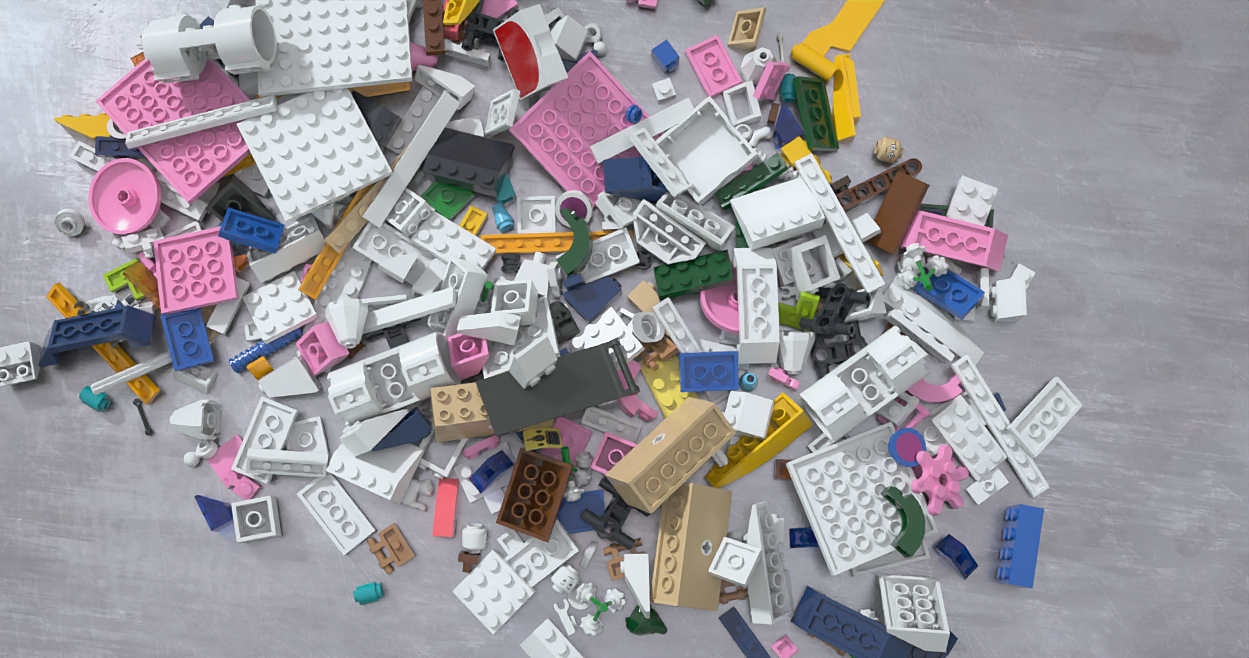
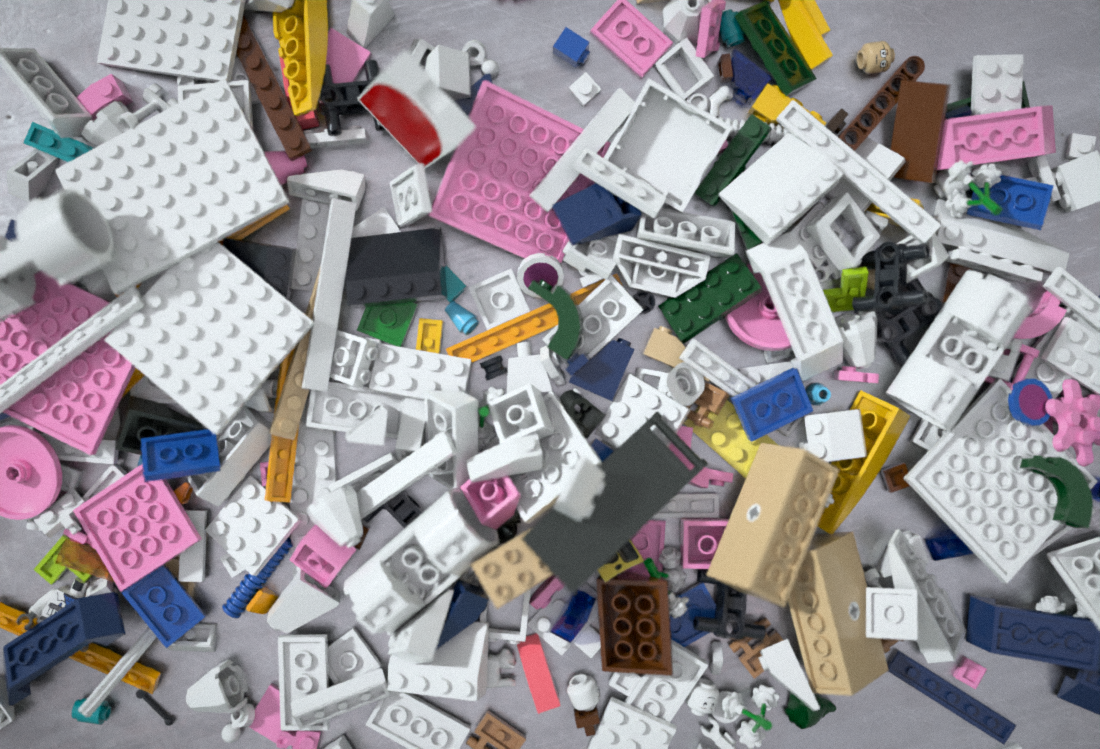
camera: 20 degrees left, 10 degrees up
(634, 114) = (566, 135): blue plate -> none

